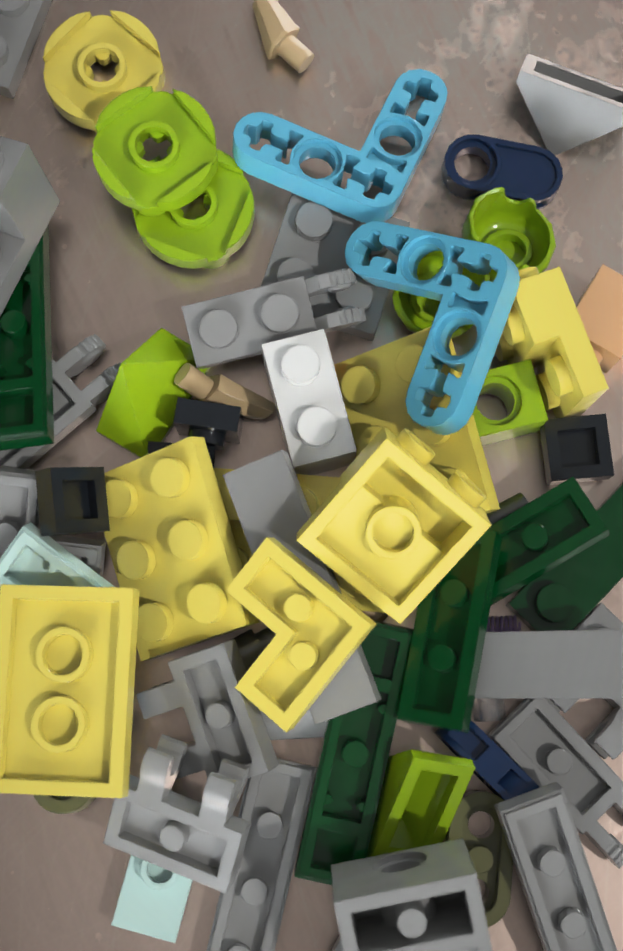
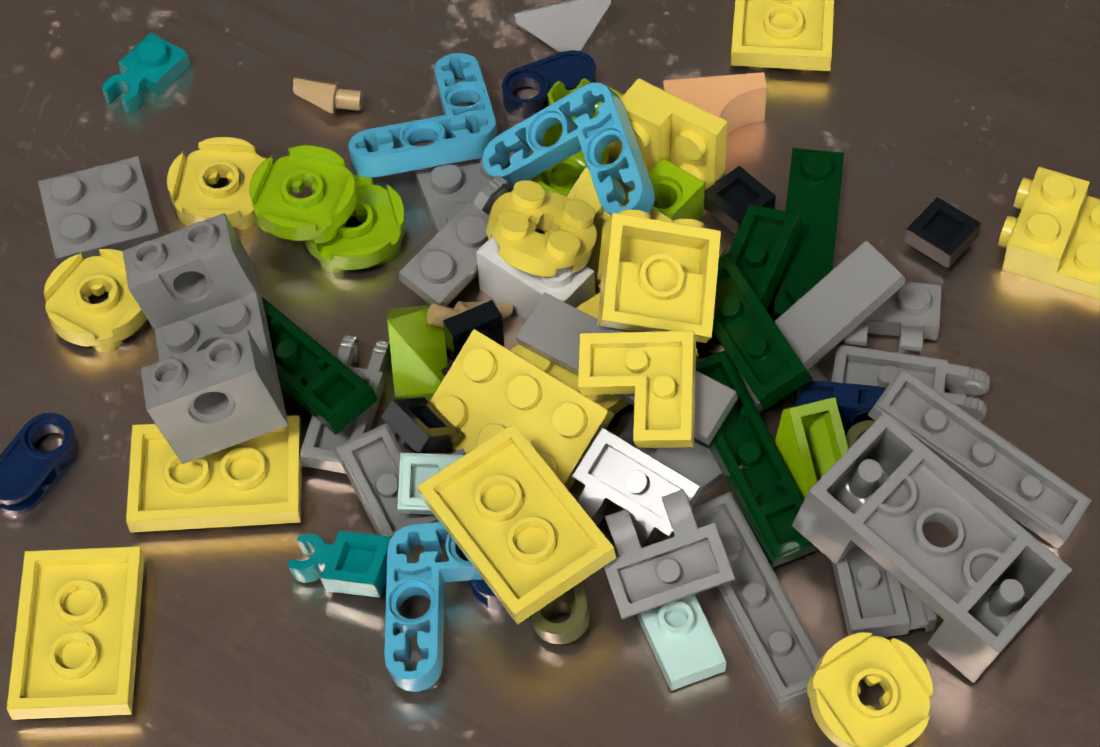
camera: 30 degrees left, 25 degrees down
(361, 354) = (567, 226): none -> light yellow plate

